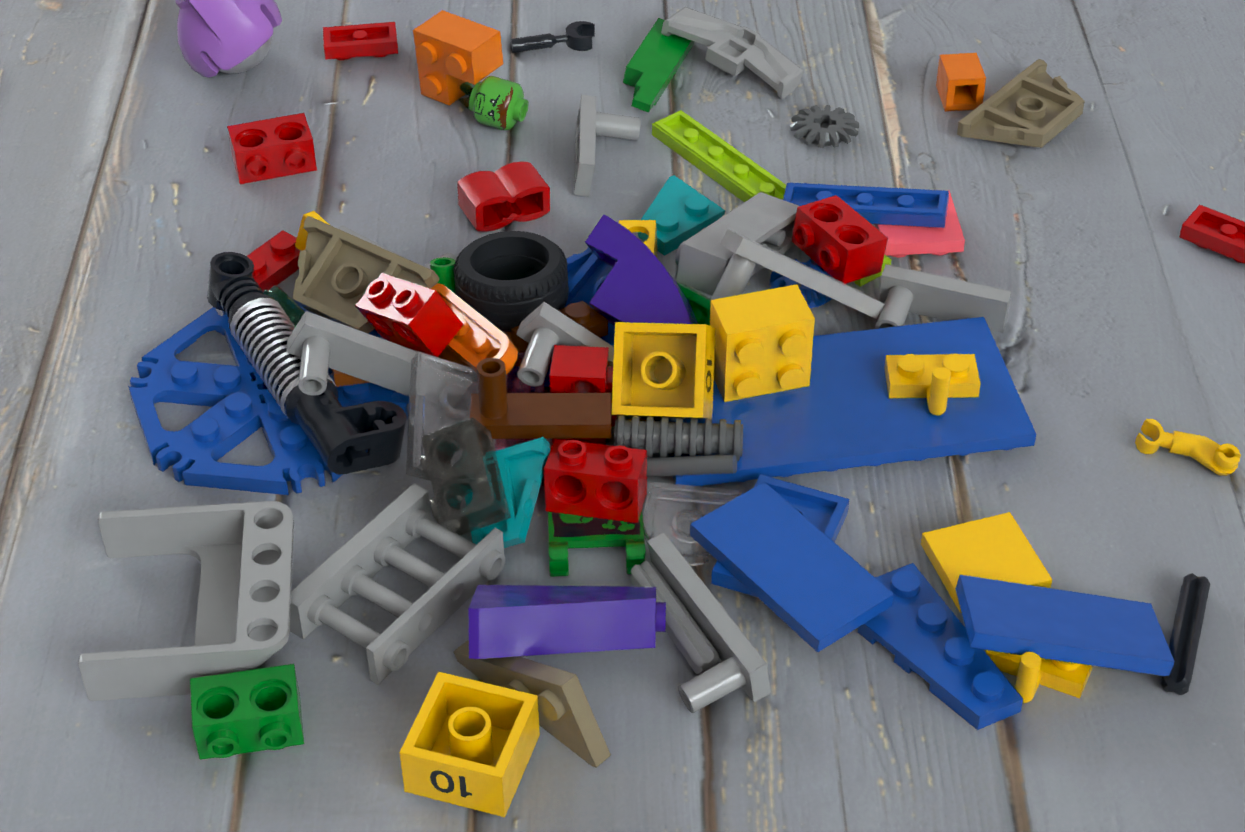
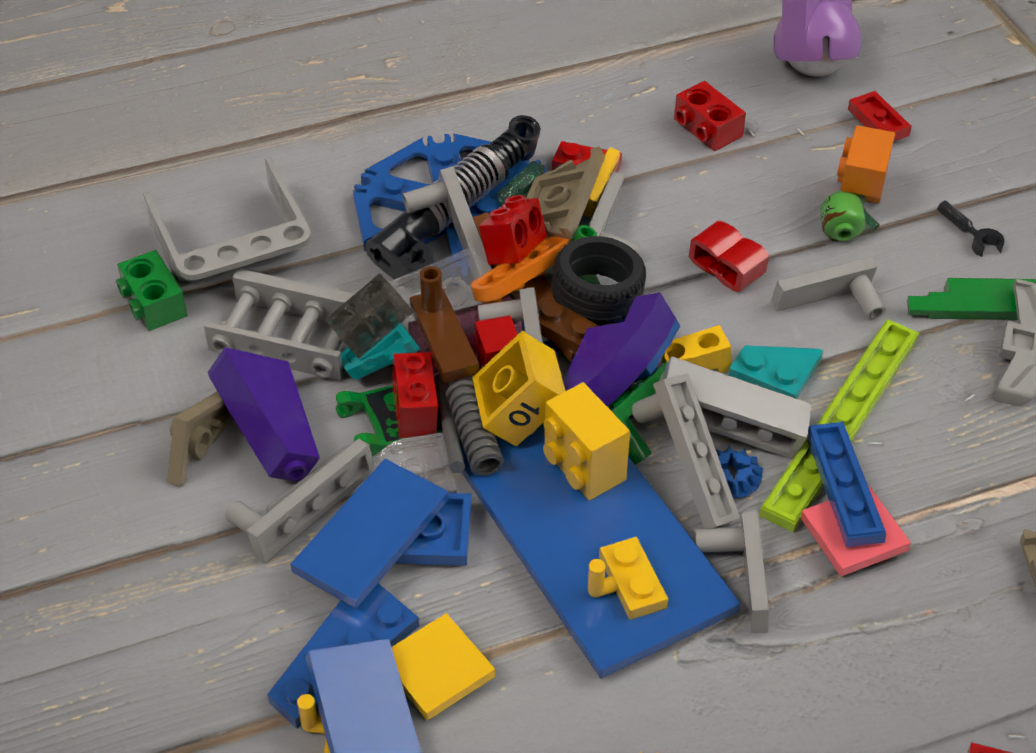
camera: 70 degrees right, 5 degrees up
(470, 744) = (143, 399): yellow brick -> none
(839, 128) = (959, 446): dark grey gear -> none
(839, 239) = (774, 471): red brick -> none

